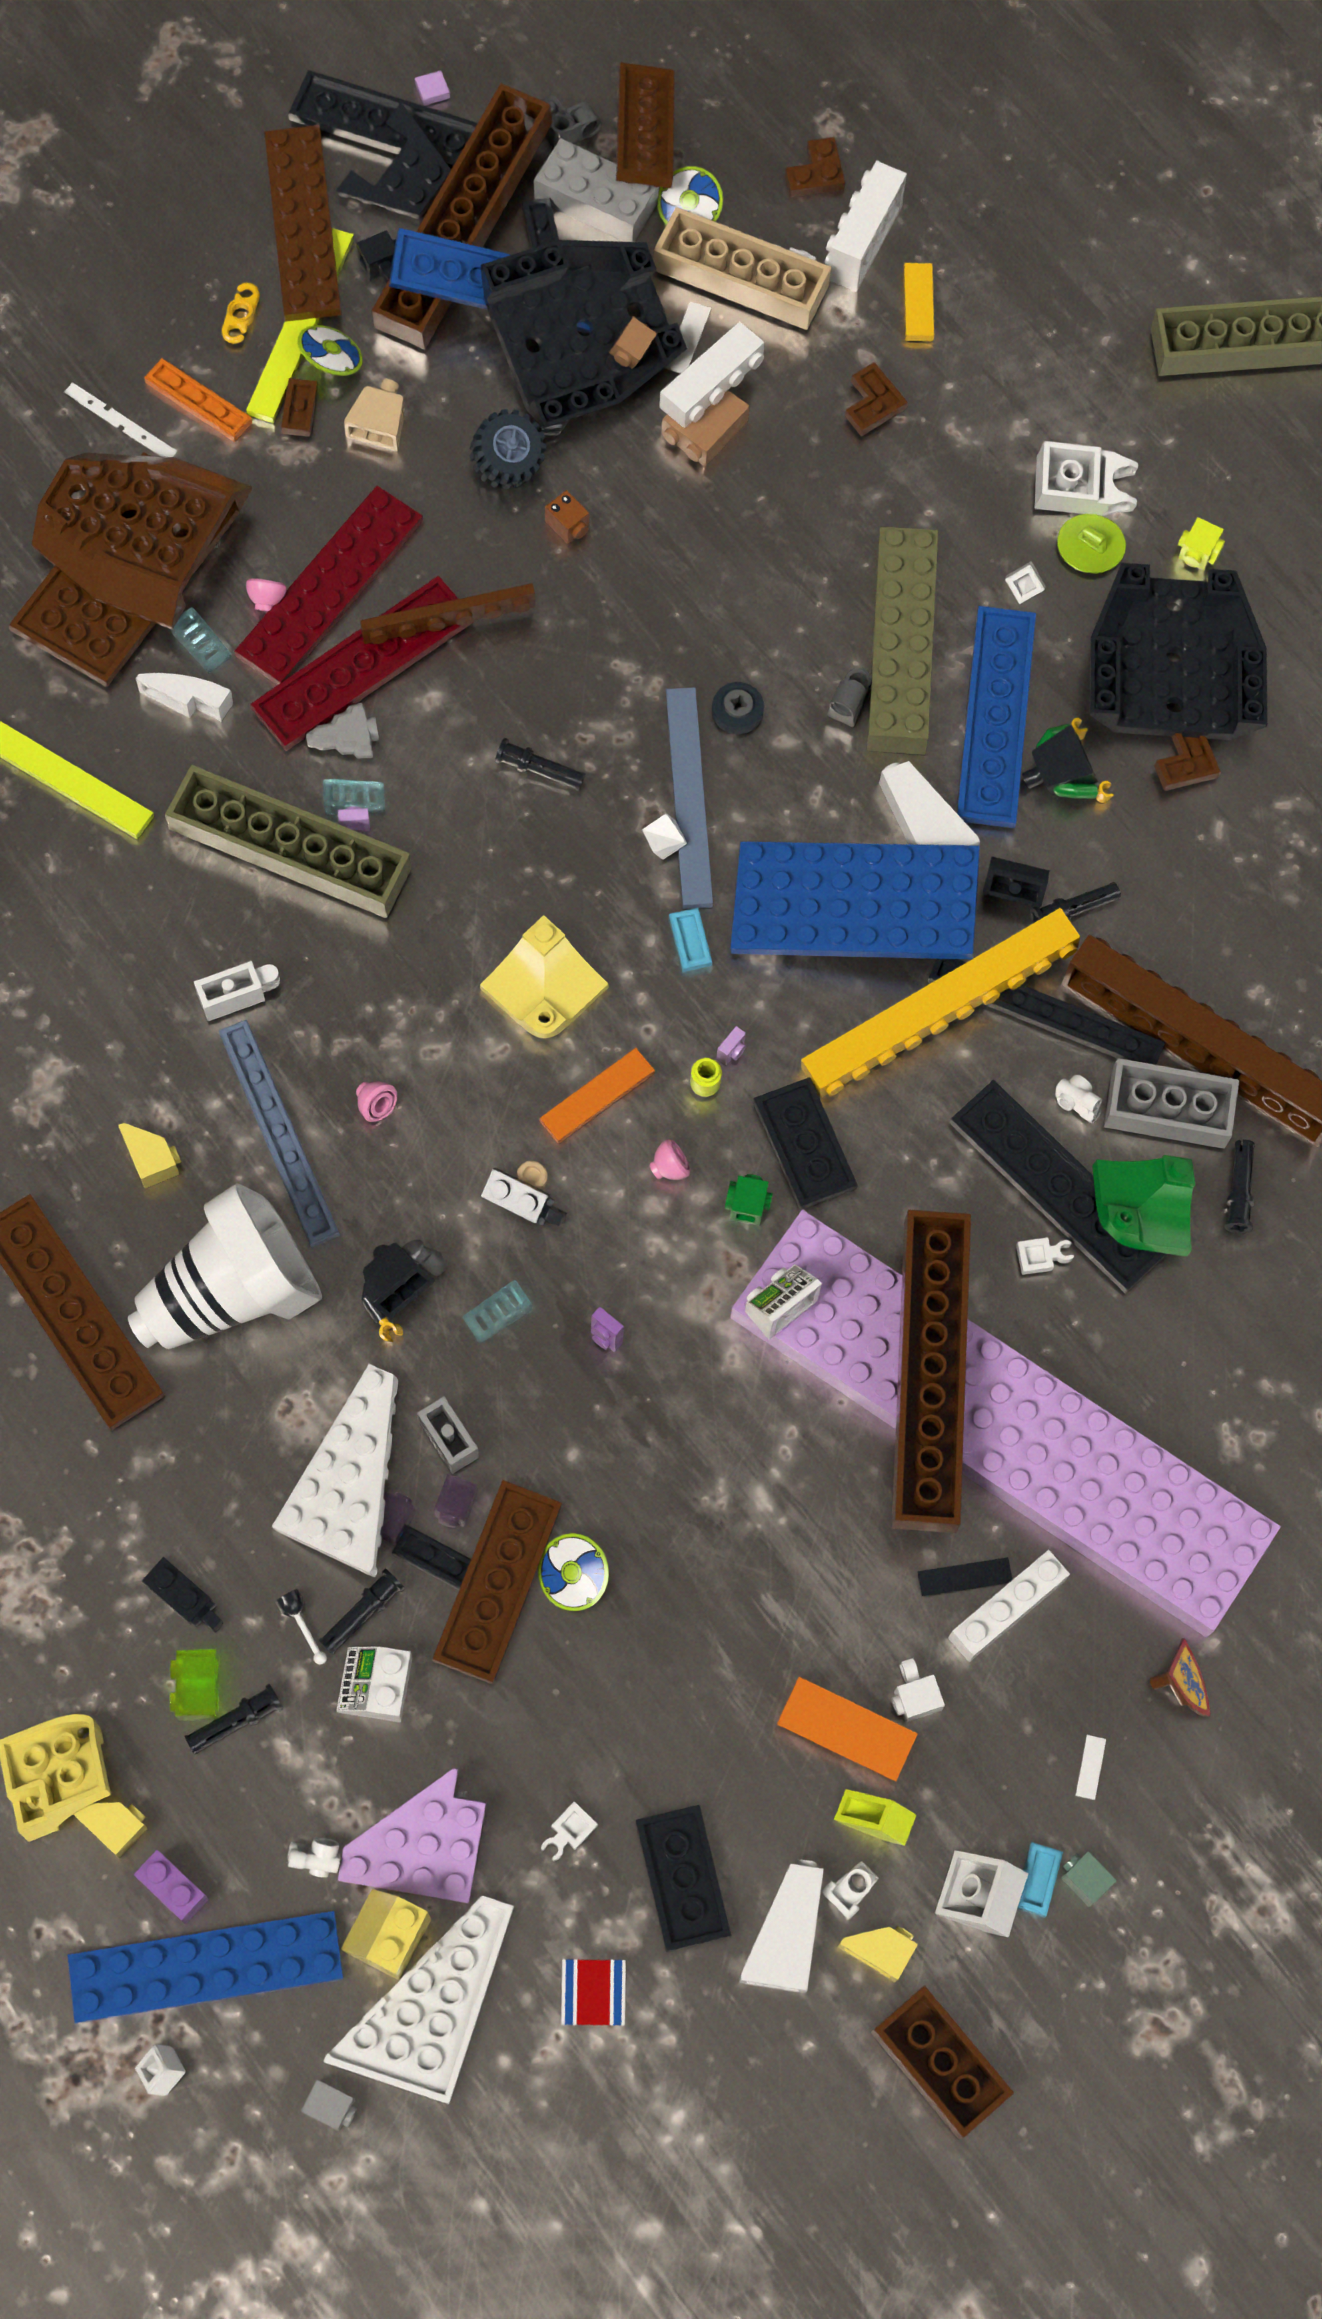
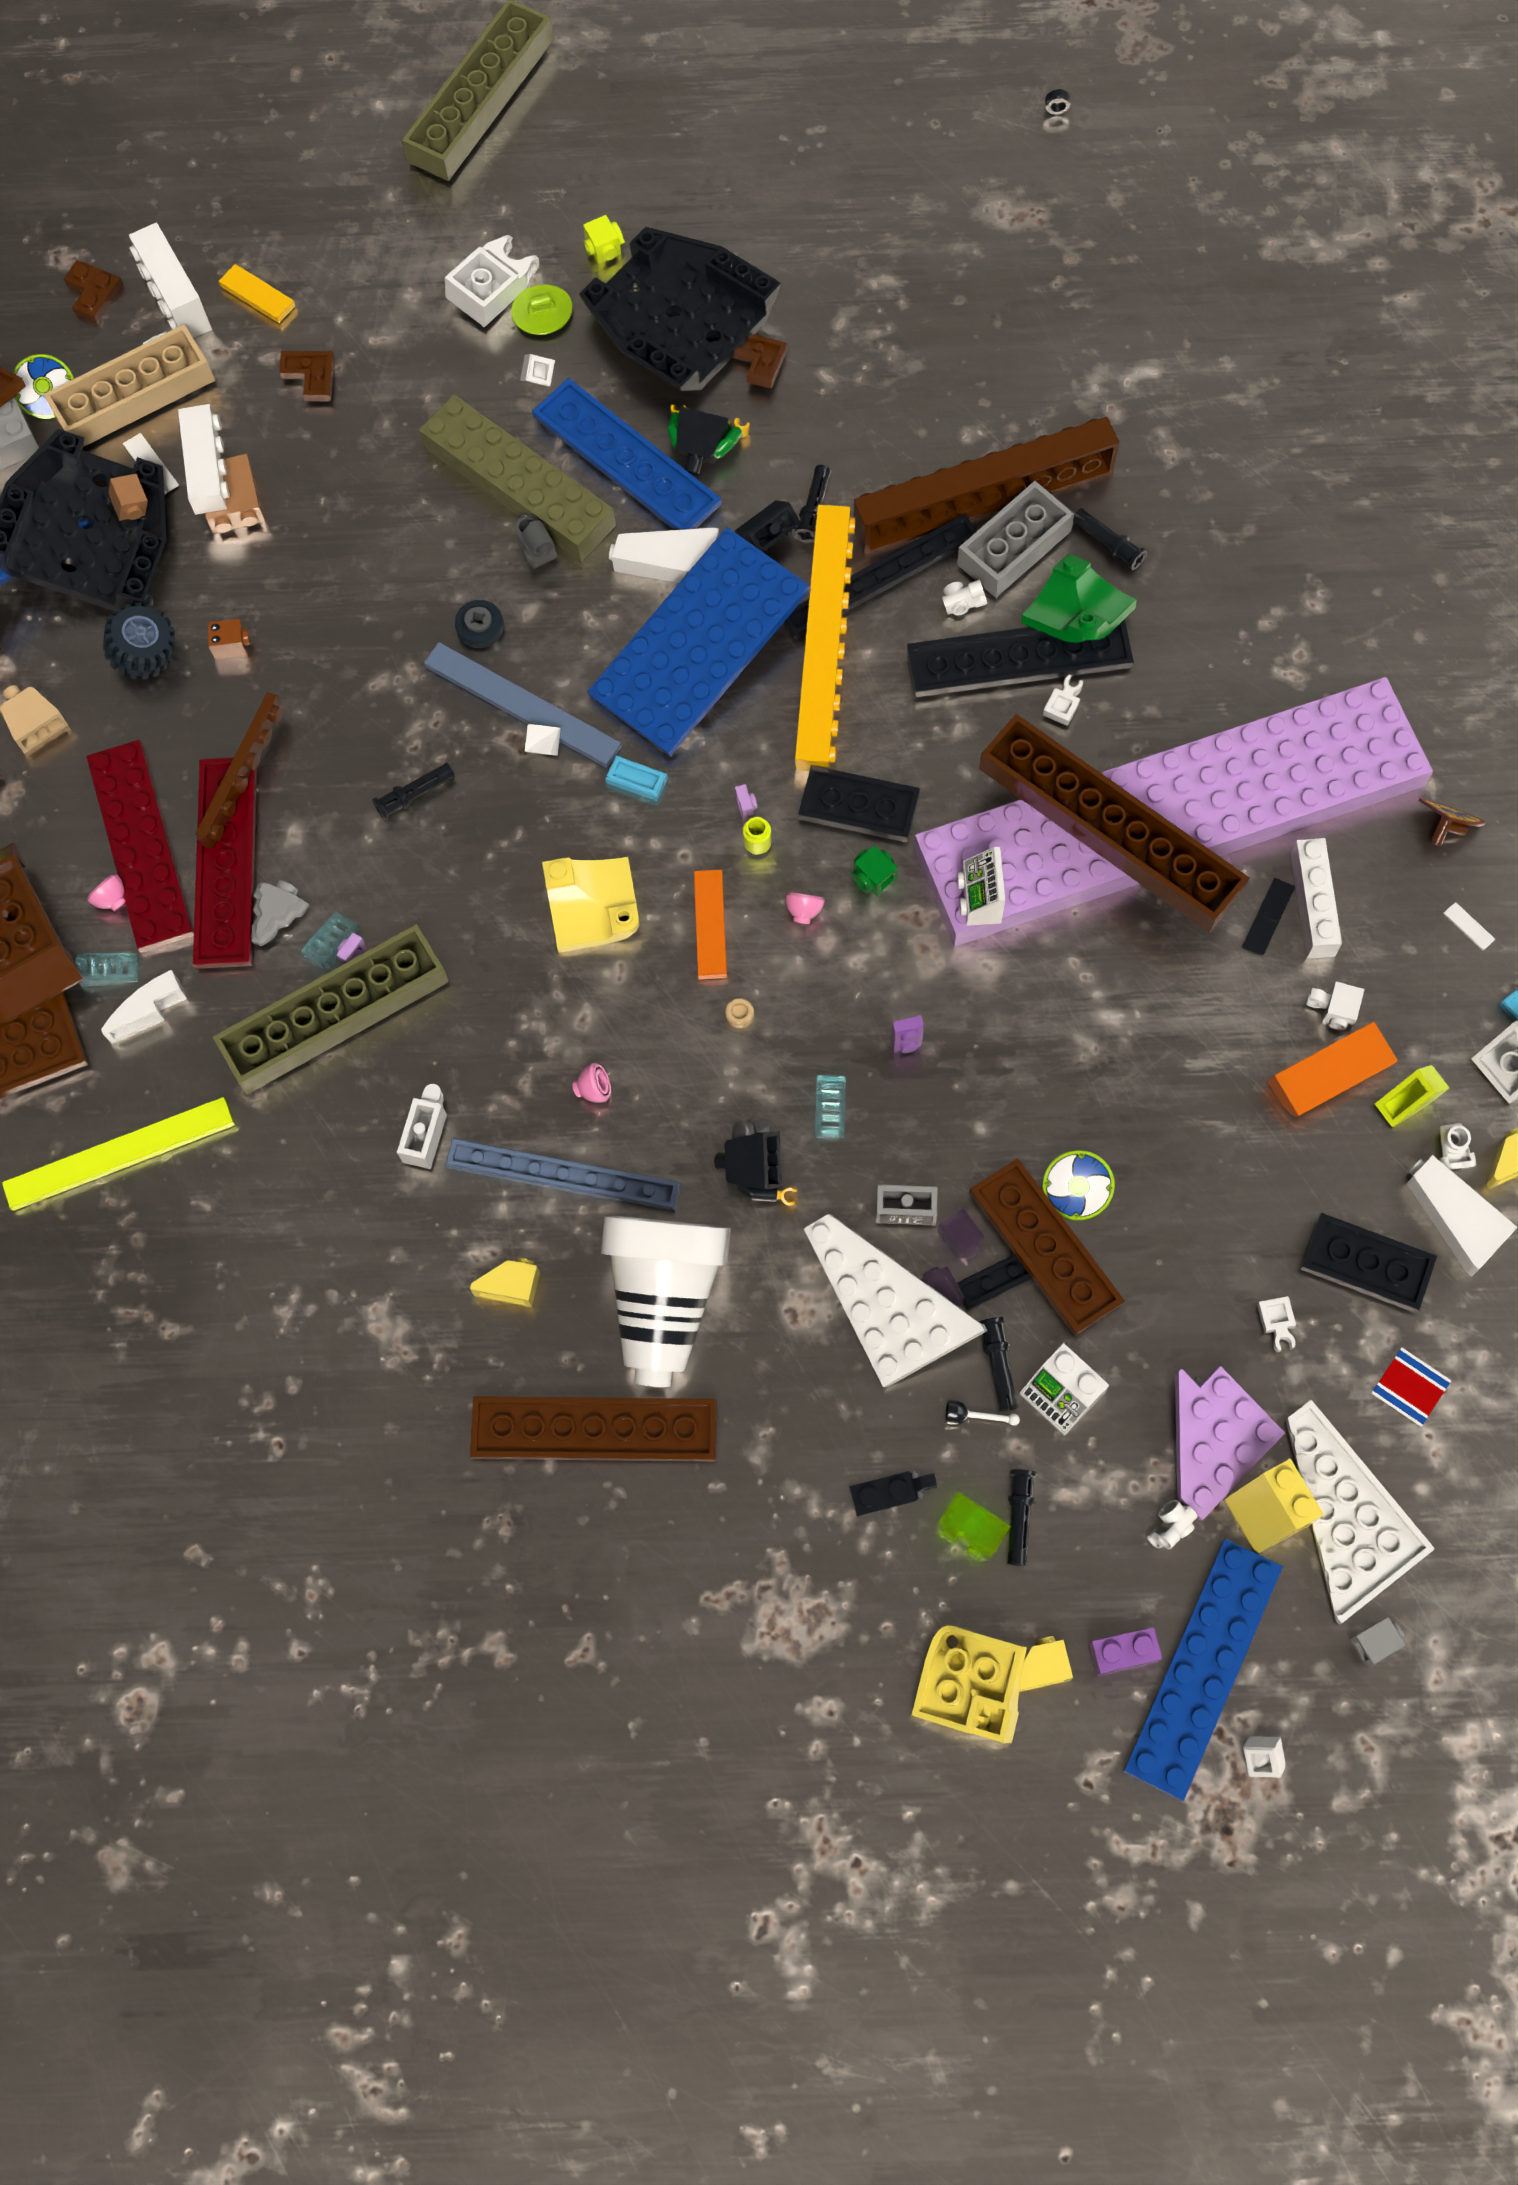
camera: 45 degrees left, 0 degrees up
(522, 1198) = (753, 1030): hinge -> none

